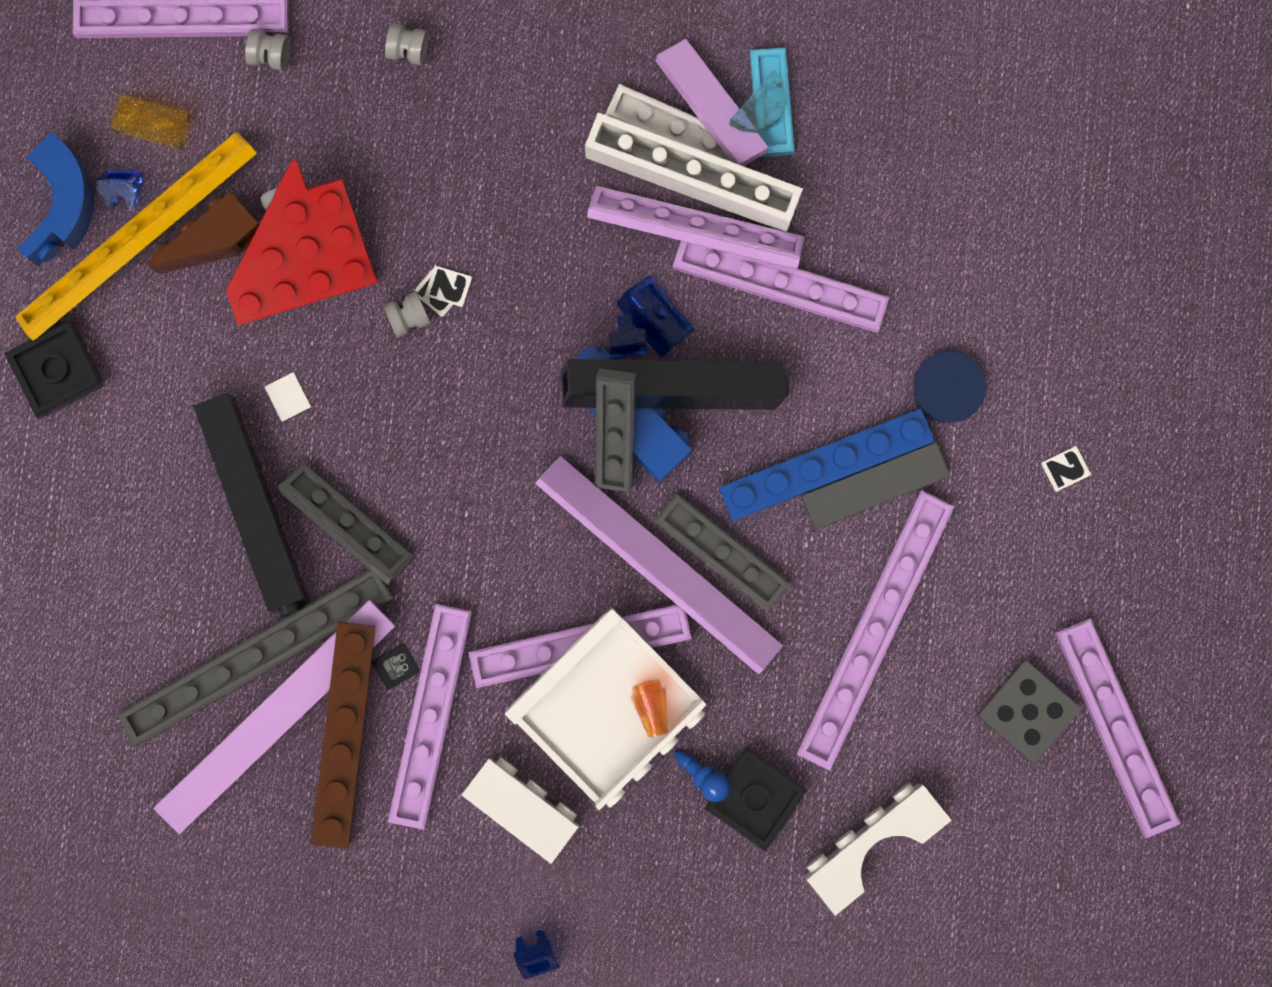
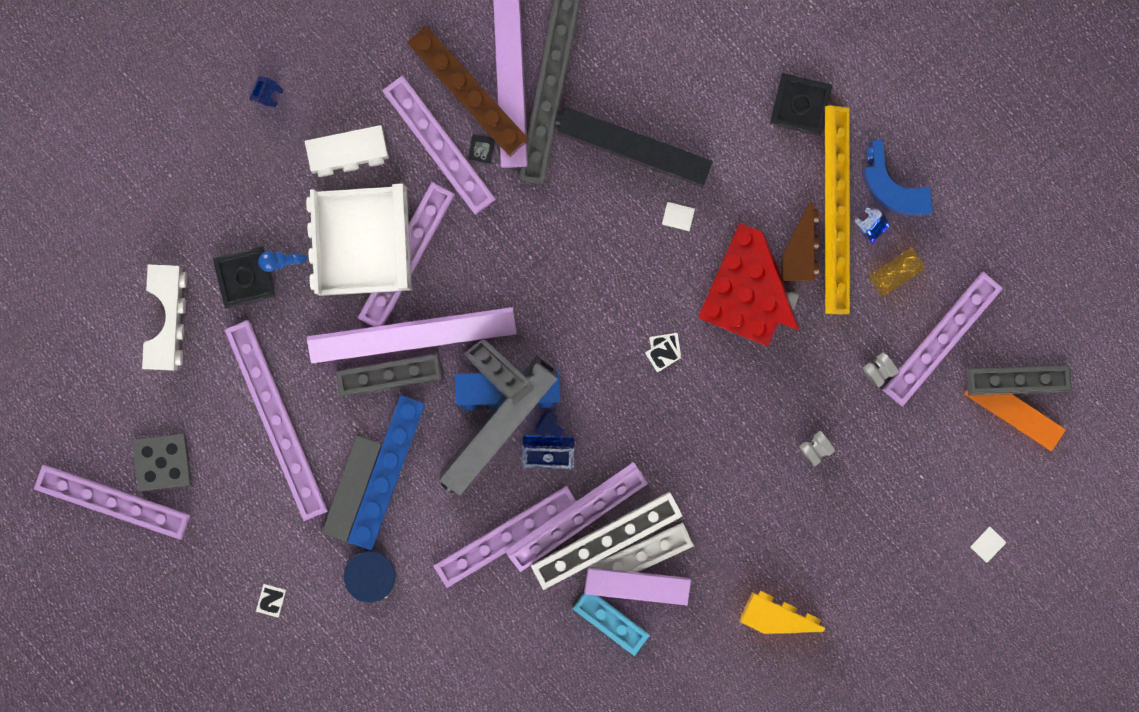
camera: 135 degrees right, 5 degrees up
(345, 523) = (580, 188): dark grey tile -> none
(406, 314) = (665, 318): light grey wheel -> none
(651, 706) = (340, 264): clear orange cone -> none
(763, 107) = (609, 611): clear light blue tile -> none

